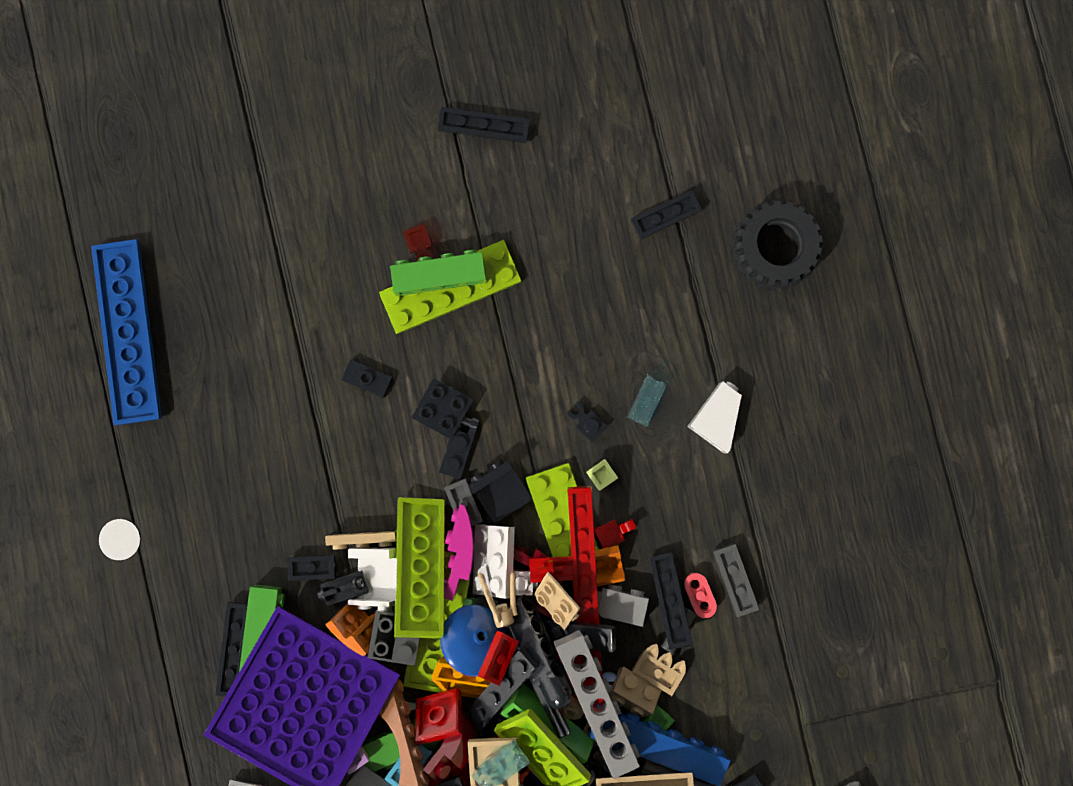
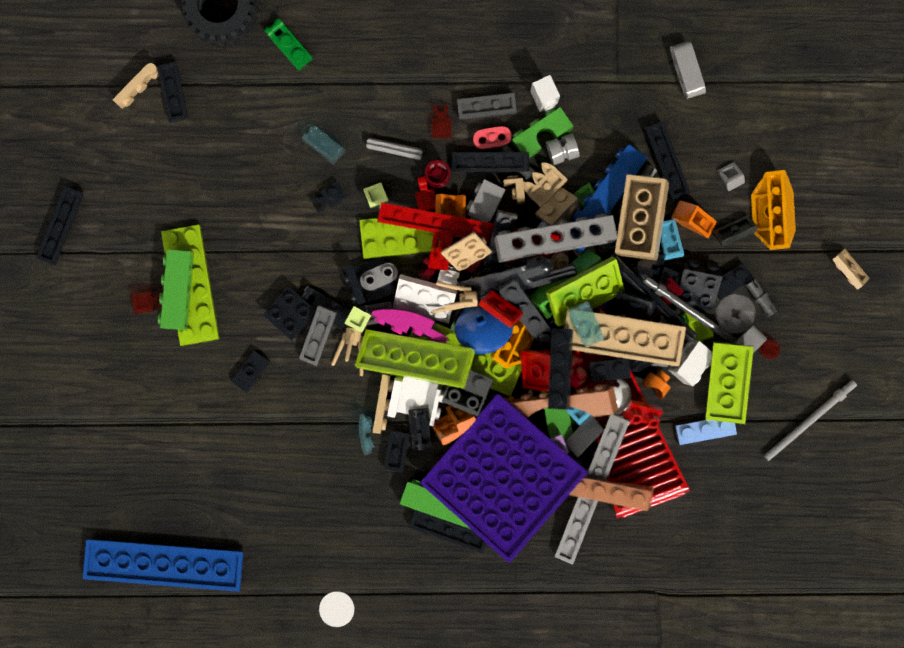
camera: 80 degrees left, 0 degrees up
(329, 525) = (365, 425): none -> clear light blue slope
(424, 446) = (318, 335): none -> dark grey plate
(431, 486) = (351, 337): none -> tan plant
(441, 747) = (560, 369): none -> black plate
(451, 489) = (358, 319): none -> yellowish green plate
(507, 501) = (379, 277): none -> light grey plate
(642, 542) = (437, 174): none -> dark red wheel
(643, 640) = (518, 191): none -> tan bracket
(661, 484) = (394, 148): none -> light grey axle
(664, 172) = (136, 85): none -> tan plate
(700, 532) = (441, 126): none -> clear red plate
(705, 680) = (562, 149): none -> light grey wheel
(718, 417) = (350, 89): white slope -> none
(734, 666) = (555, 123): none -> bright green arch
(752, 333) = (288, 44): none -> green plate
(766, 648) = (545, 94): none -> white brick

